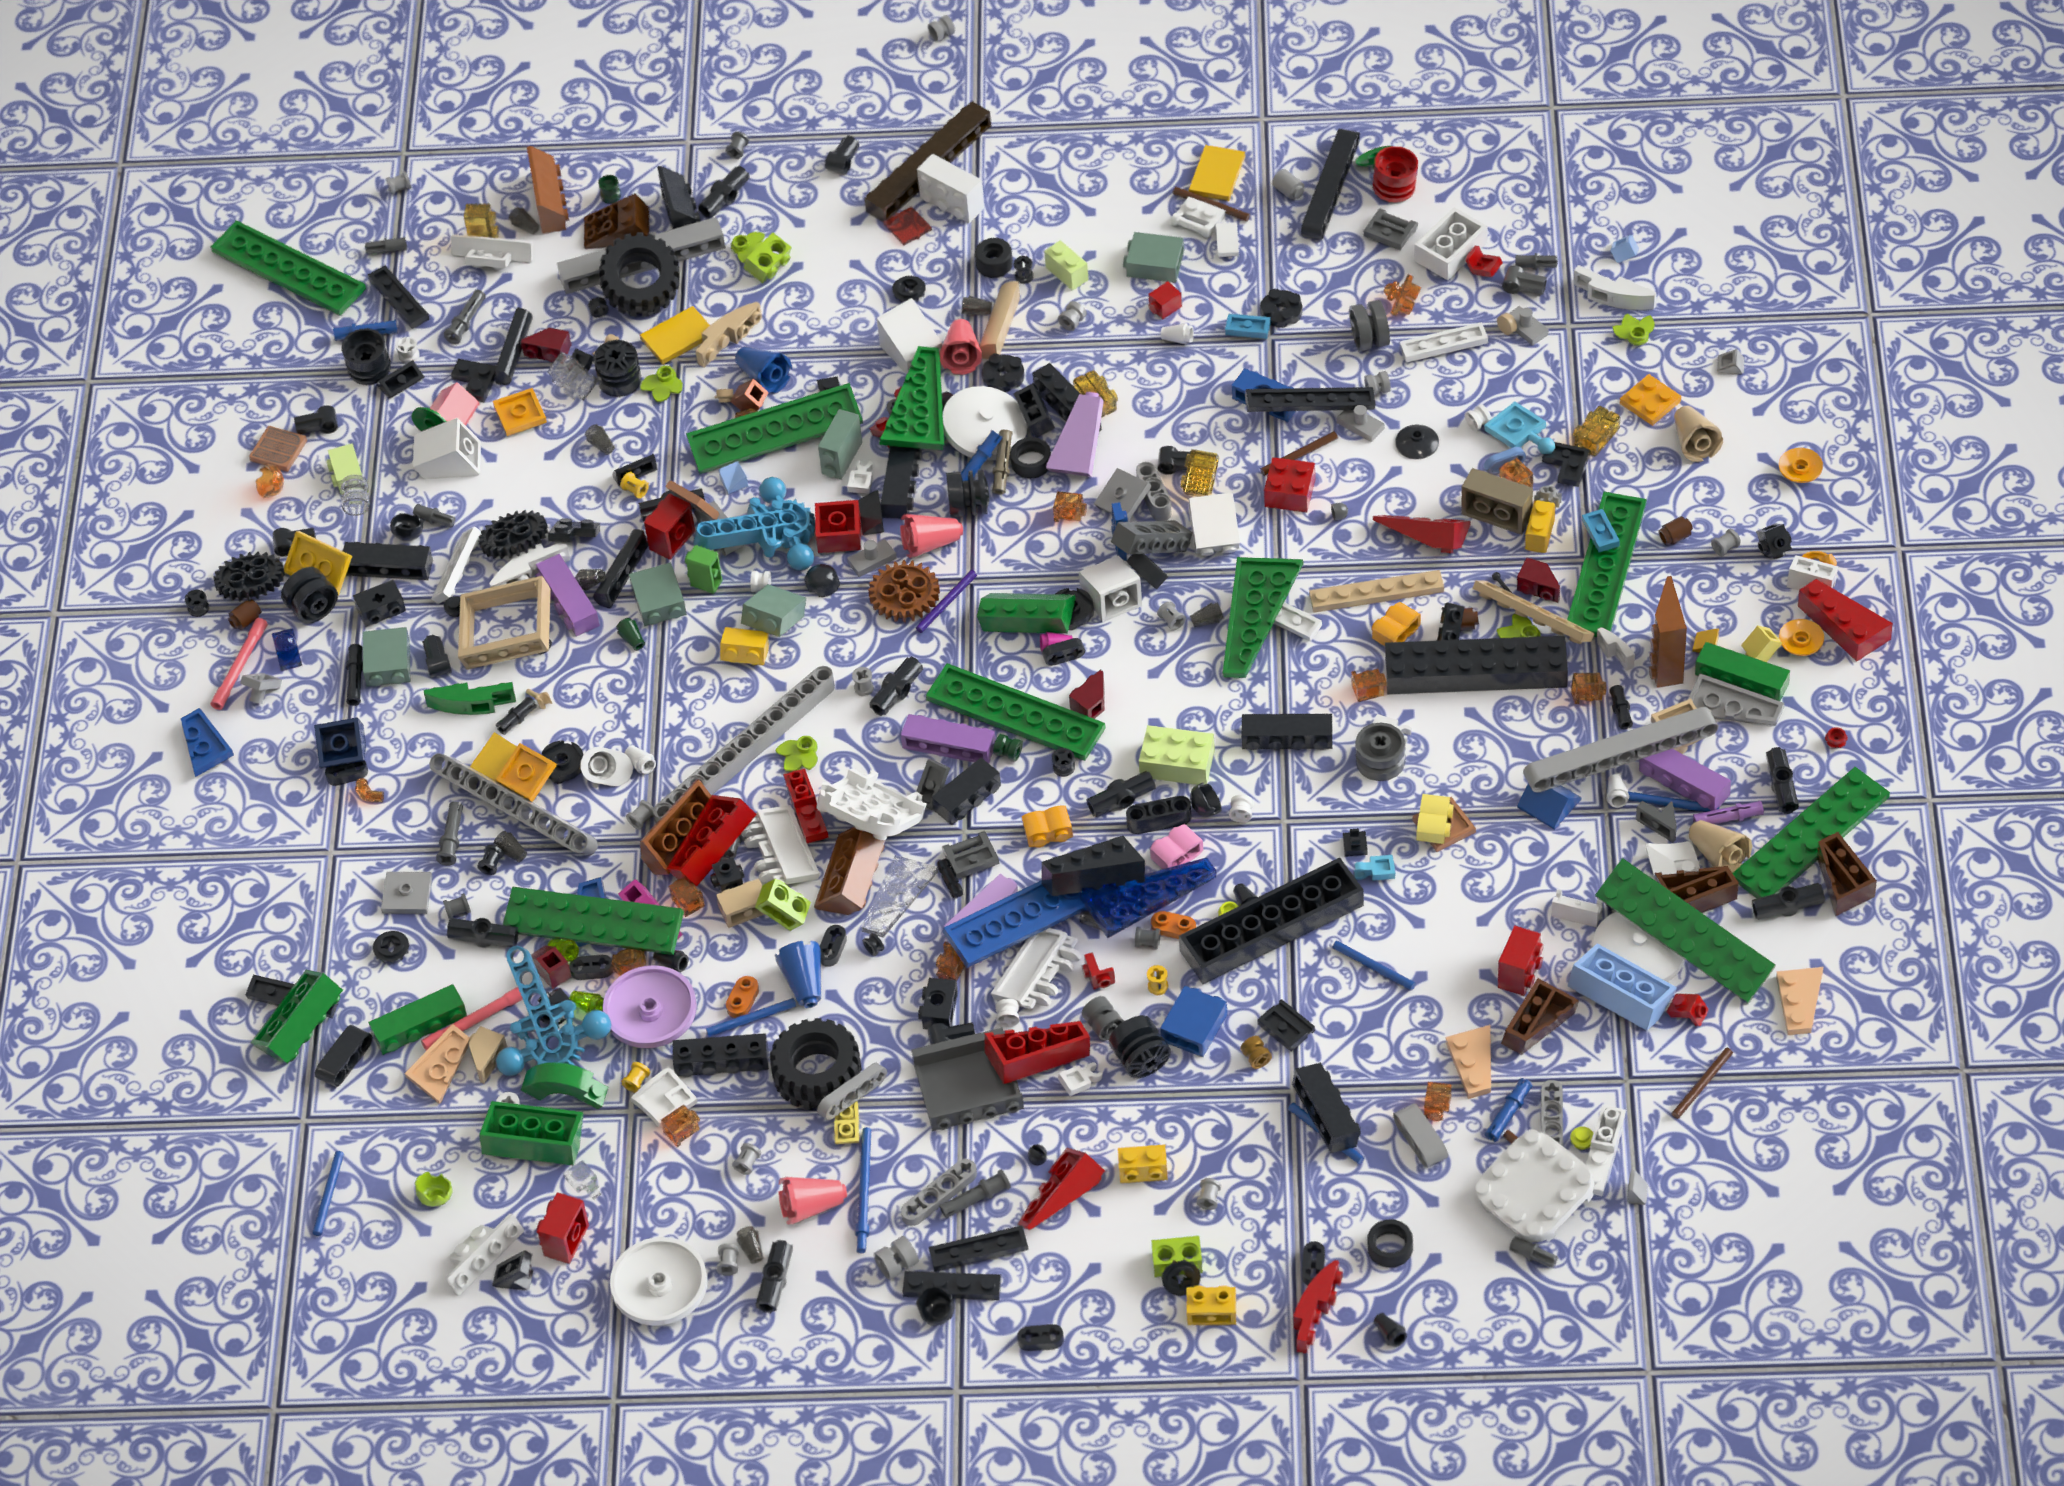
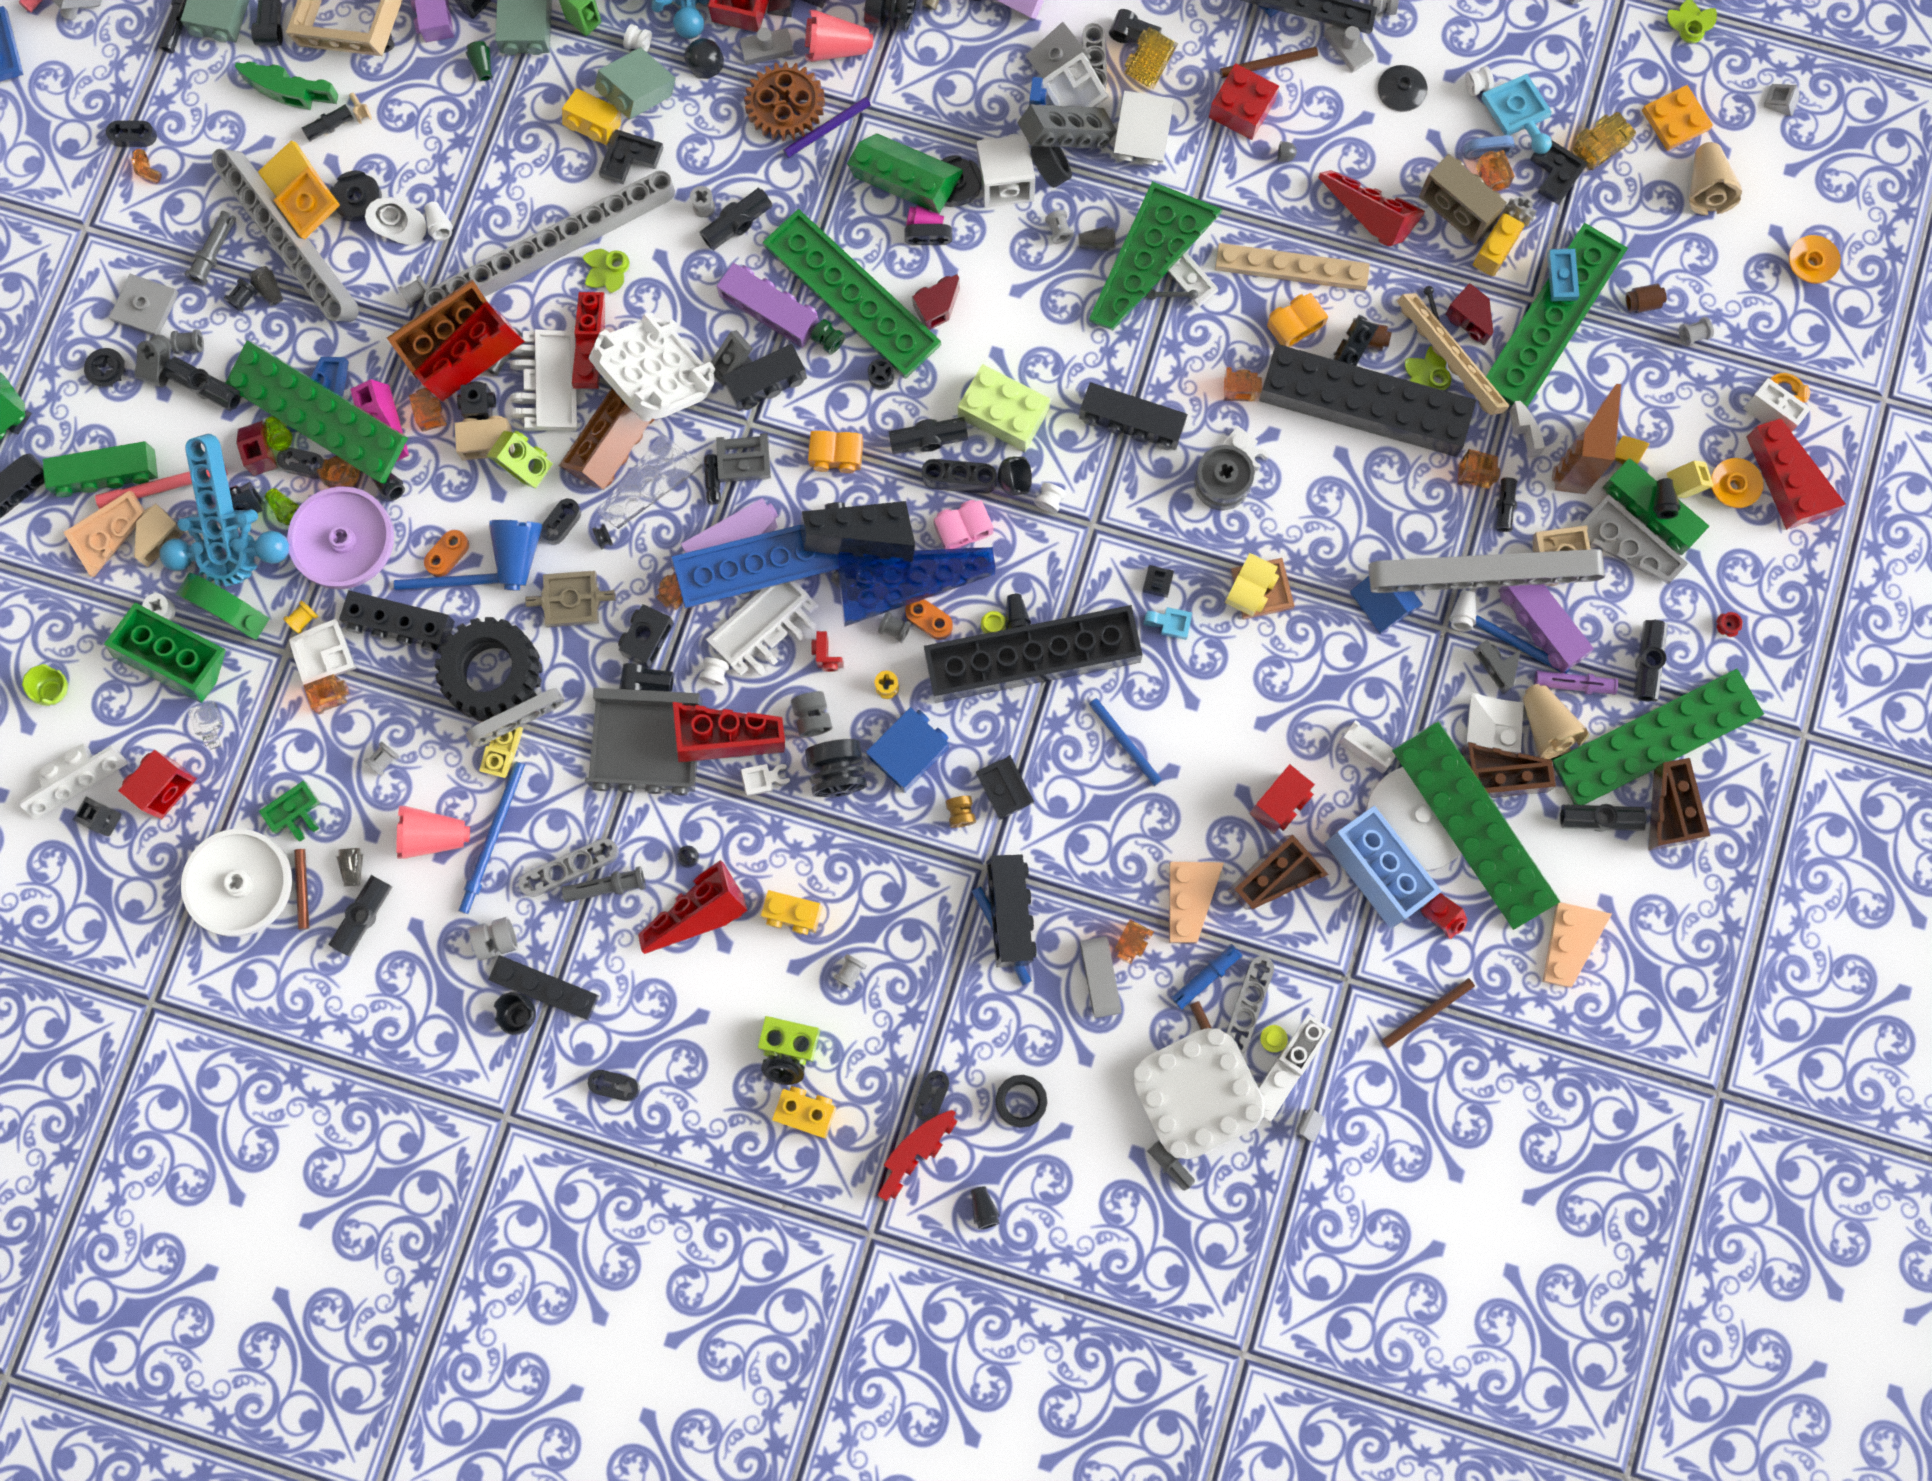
camera: 15 degrees right, 25 degrees up
(340, 742) = (130, 100): dark blue slope -> none
(435, 930) = (151, 360): none -> dark grey piece
(681, 1217) = (289, 808): none -> green hinge
(714, 1277) = (301, 889): none -> copper bar
(727, 1260) = (320, 876): light grey bush -> none
(783, 662) = (625, 150): none -> black plate
(863, 997) = (570, 598): none -> dark tan plate
(978, 1248) = (585, 954): black plate -> none
(1069, 506) = (996, 51): clear orange brick -> none
(1148, 505) = (1075, 84): none -> white plate
(1268, 642) = (1153, 294): none -> dark grey hinge
(1747, 661) = (1666, 500): none -> black cone
(1774, 540) = (1750, 349): black brick -> none

